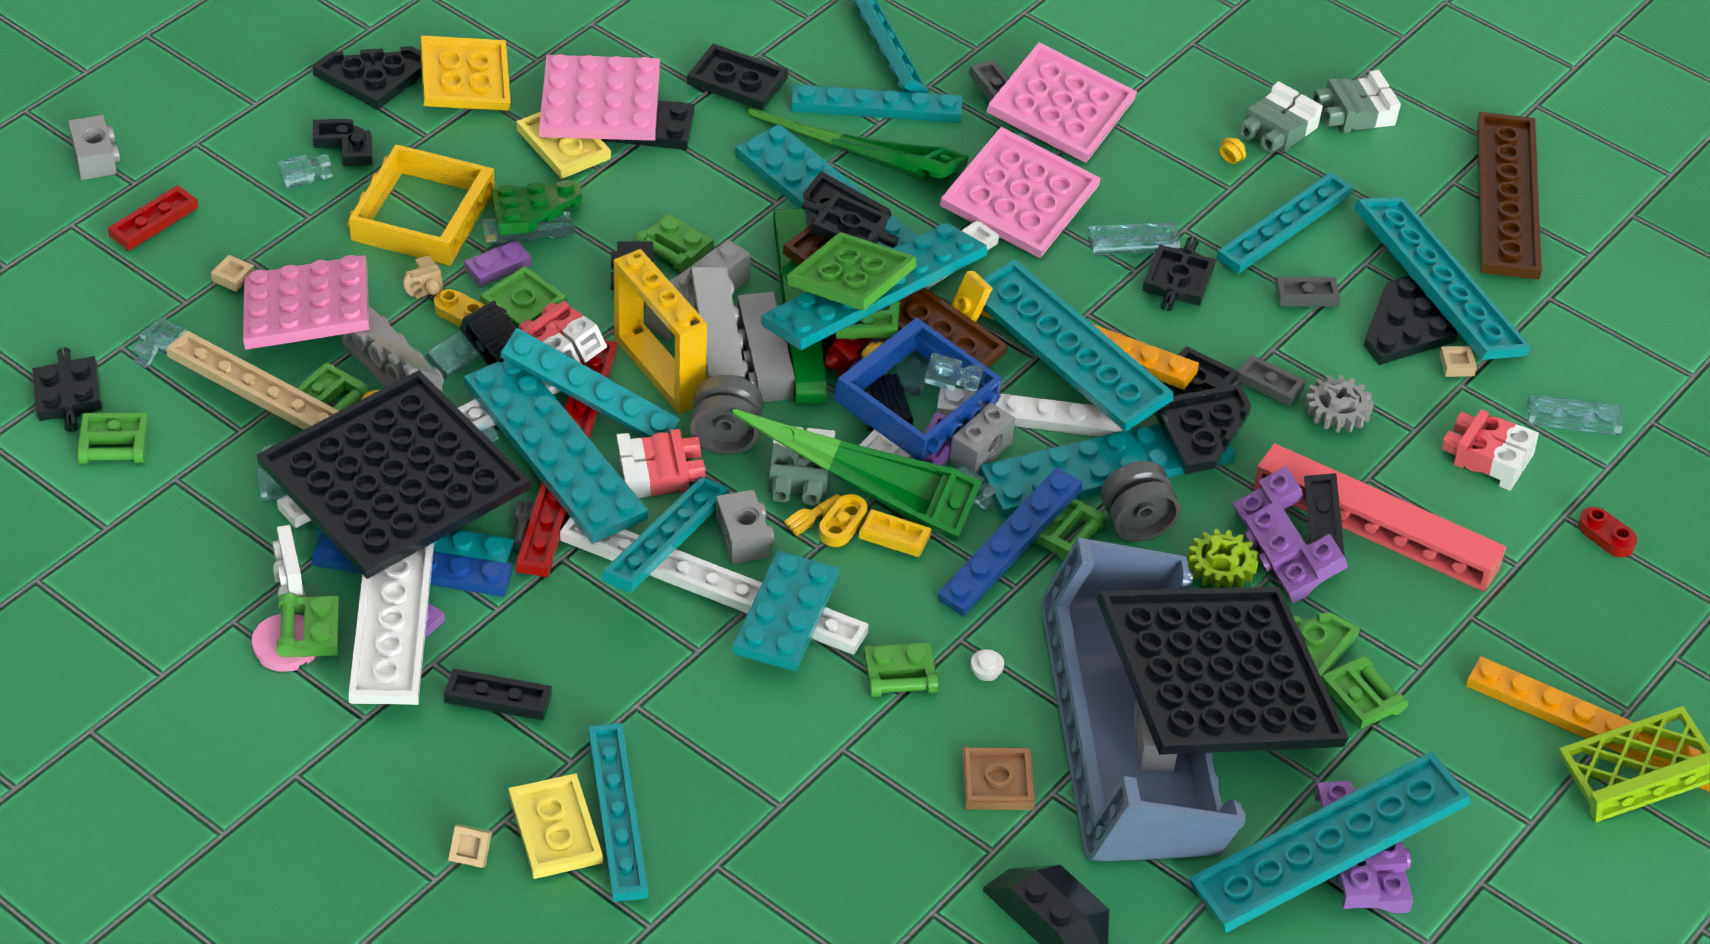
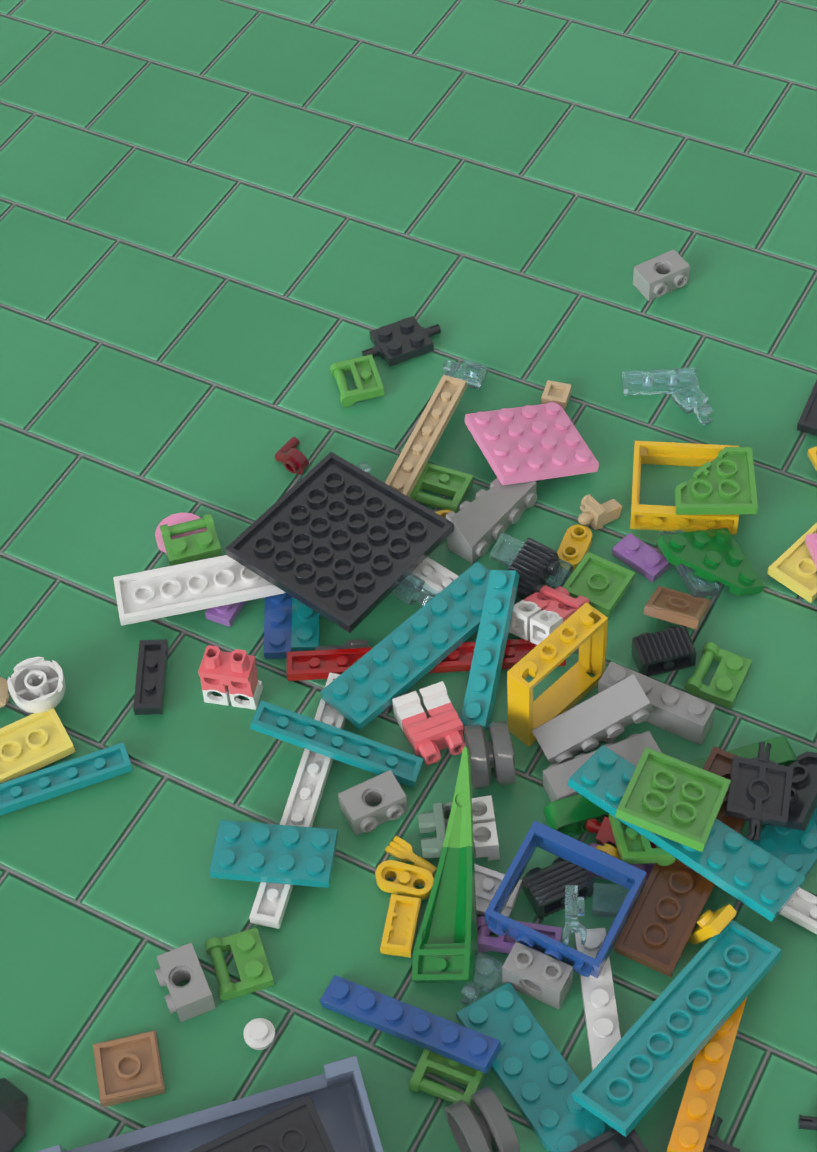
camera: 85 degrees right, 5 degrees up
(153, 217) = (599, 332): red plate -> none
(221, 514) = (292, 458): none -> dark red plate
(252, 192) = (657, 381): none -> clear light blue plate
(286, 568) = (237, 507): white plate -> none
(355, 141) = (748, 420): black plate -> none
(453, 164) = (720, 486): none -> bright green plate
(483, 789) = (37, 685): none -> white cylinder
(545, 608) = (231, 676): none -> coral hips
(585, 245) = (677, 607): none -> medium nougat tile
(916, 711) = (181, 966): none -> light grey brick

